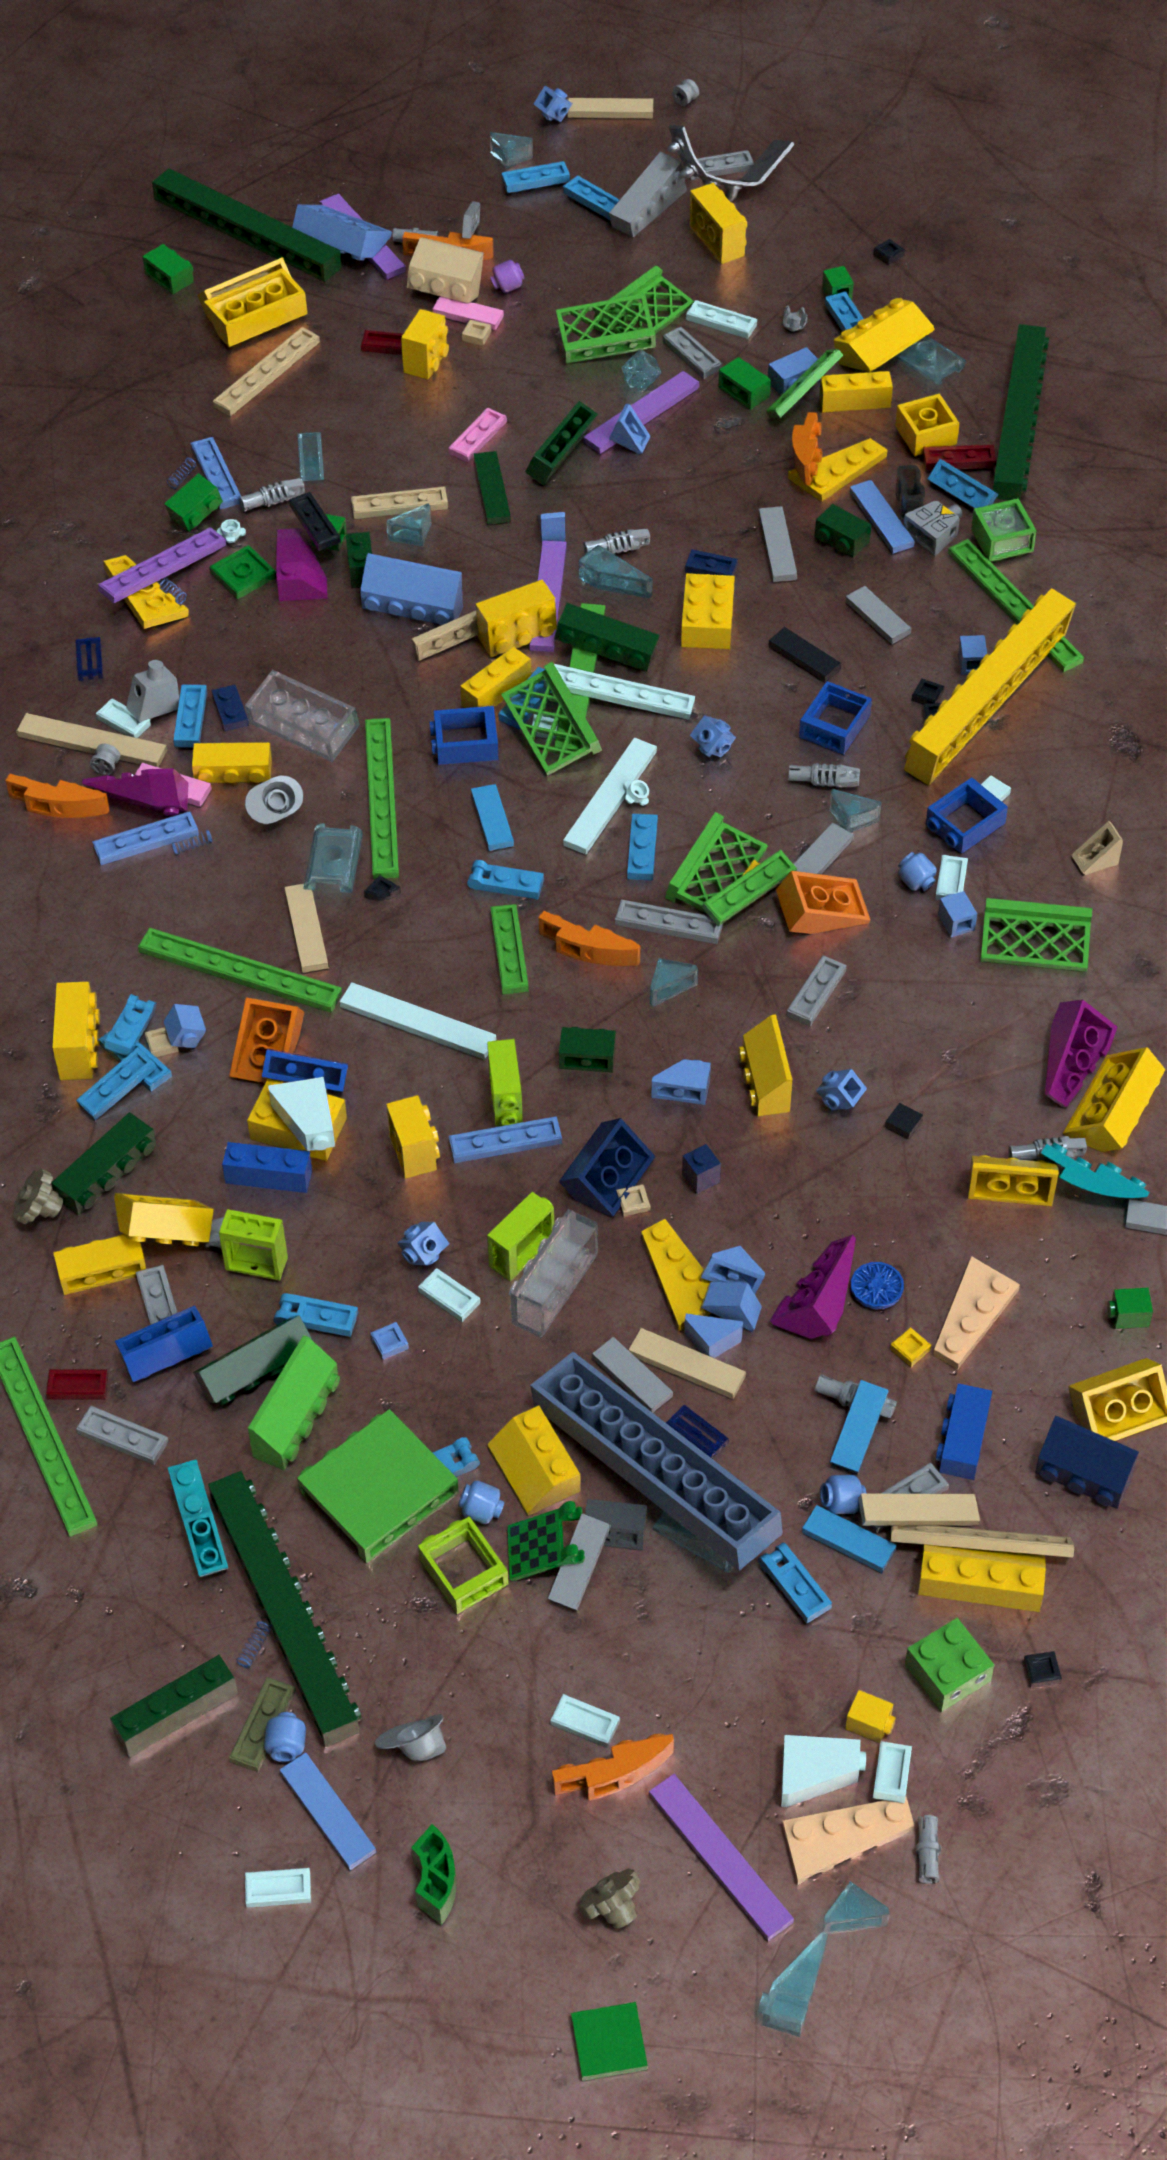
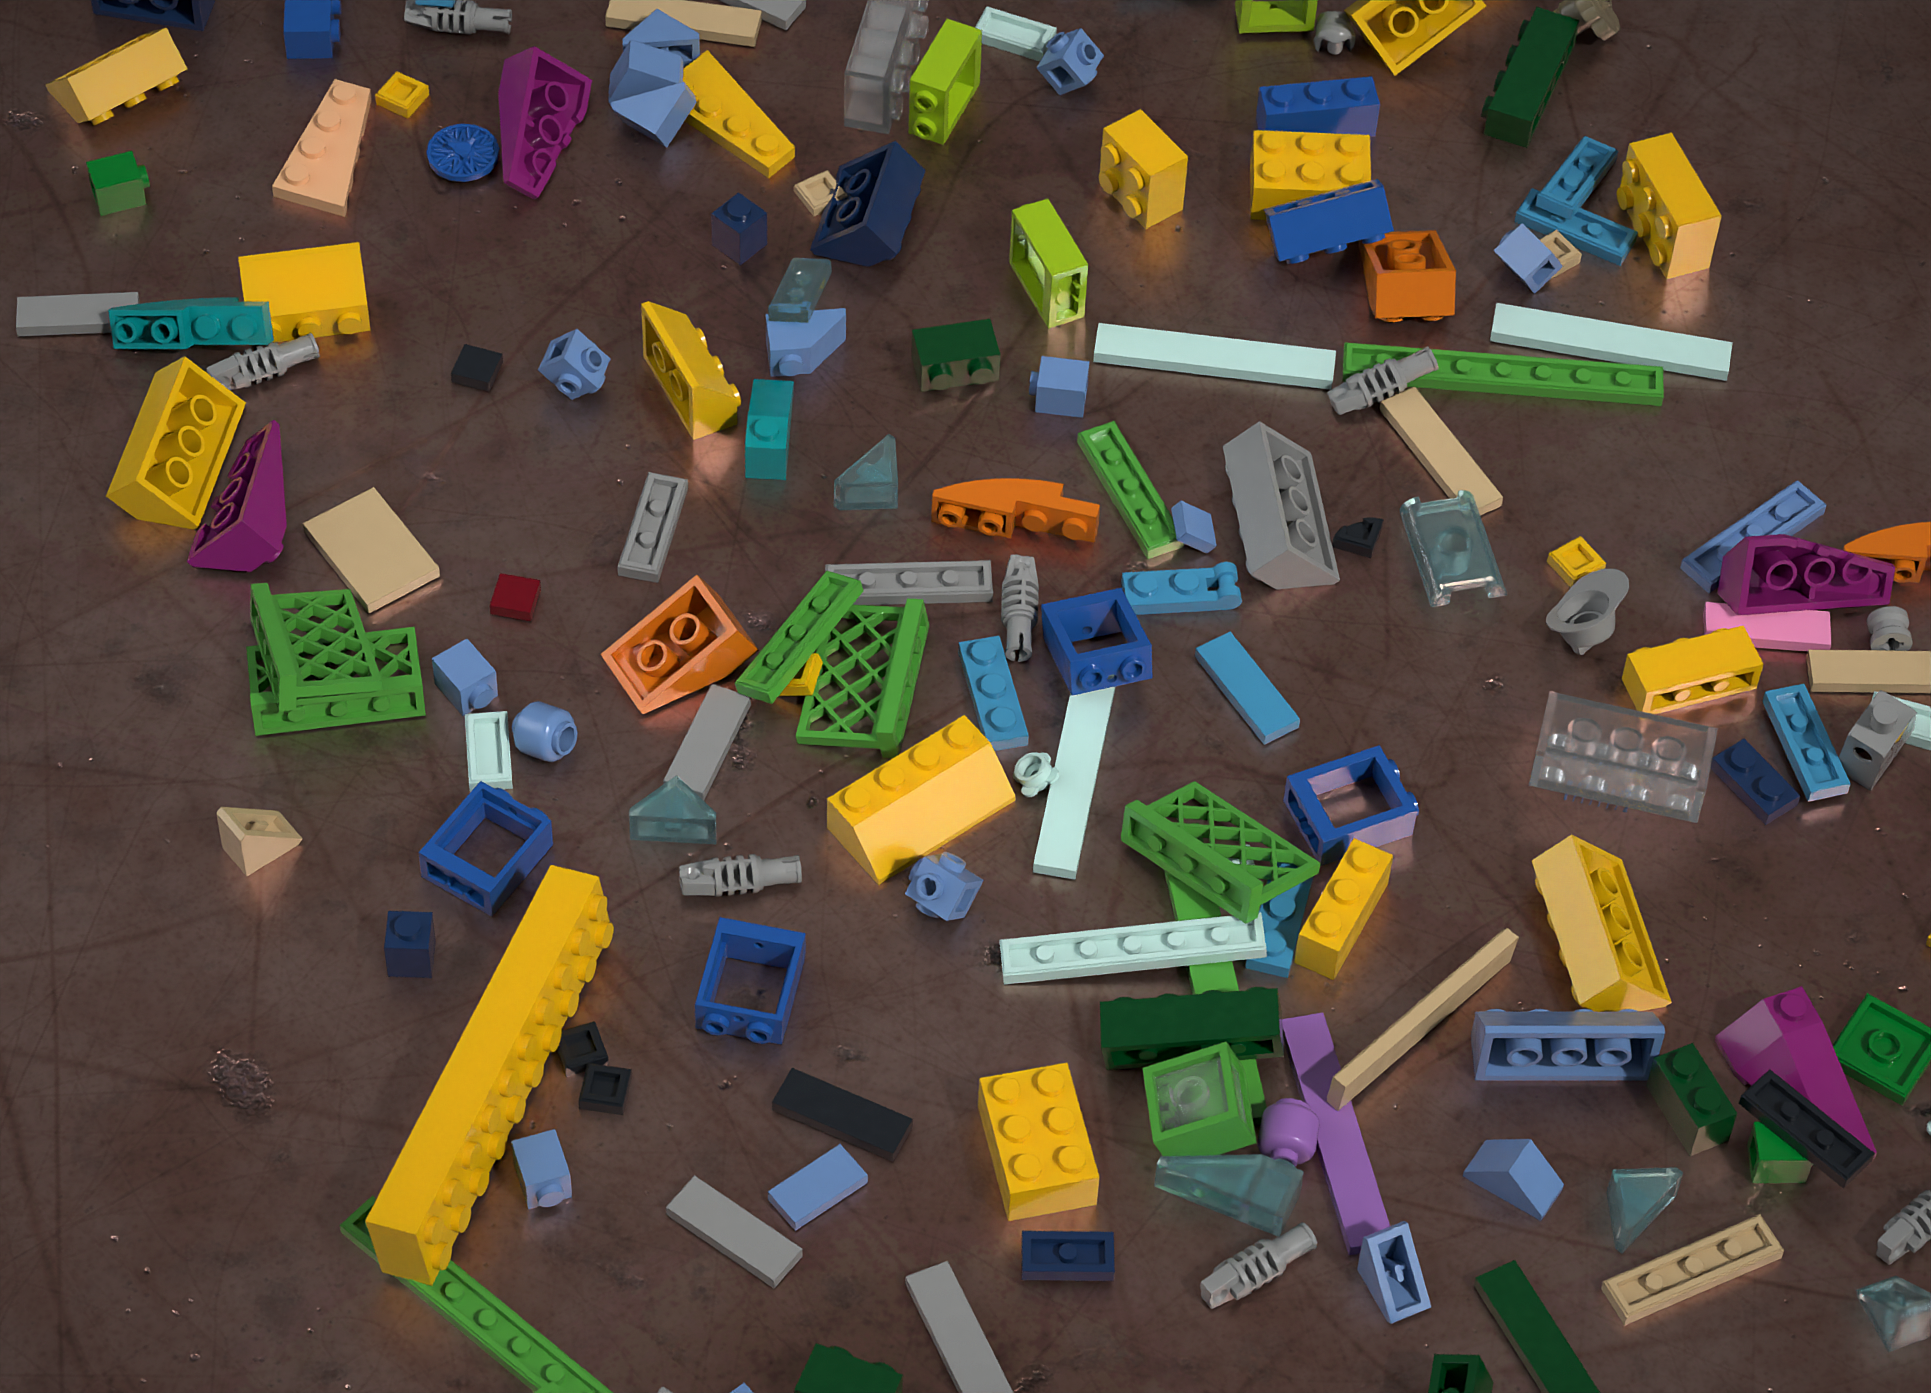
camera: 160 degrees right, 0 degrees up
(130, 1025) = (1603, 246): dark azure plate -> none
(159, 974) = (1611, 341): none -> light aqua tile
(175, 849) = (1665, 552): medium blue piece -> none
(260, 846) = (1575, 560): none -> yellow tile
(305, 1111) = (1291, 128): light aqua slope -> none
(323, 967) = (1381, 381): none -> light grey hinge
(361, 646) = (1599, 928): none -> yellow slope
(381, 798) = (1436, 687): bright green tile -> none
(426, 905) = (1279, 510): none -> light grey slope
(469, 555) = (1516, 1174): none -> medium blue slope
(482, 908) = (1193, 527): none -> medium blue tile
(505, 1139) = (992, 240): medium blue tile -> none
(516, 617) = (1357, 1010): yellow brick -> none
(527, 1013) = (1060, 386): none -> medium blue brick
(573, 866) = (1090, 618): none -> blue window
(576, 587) = (1289, 1131): none -> medium lavender head
(608, 887) = (1019, 605): none -> light grey hinge
(620, 595) = (1199, 1103): none -> bright green piece
(676, 1107) = (800, 290): none -> clear light blue tile
(711, 793) = (919, 800): none -> yellow slope
(724, 1030) = (768, 429): none -> teal slope
(828, 625) = (817, 1187): none -> medium blue tile
(914, 964) = (515, 597): none -> dark red tile
(997, 788) = (455, 919): light aqua tile -> none
(998, 1013) = (371, 550): none -> tan tile
(1021, 772) = (409, 944): none -> dark blue brick
(1070, 942) = (281, 647): none -> bright green fence

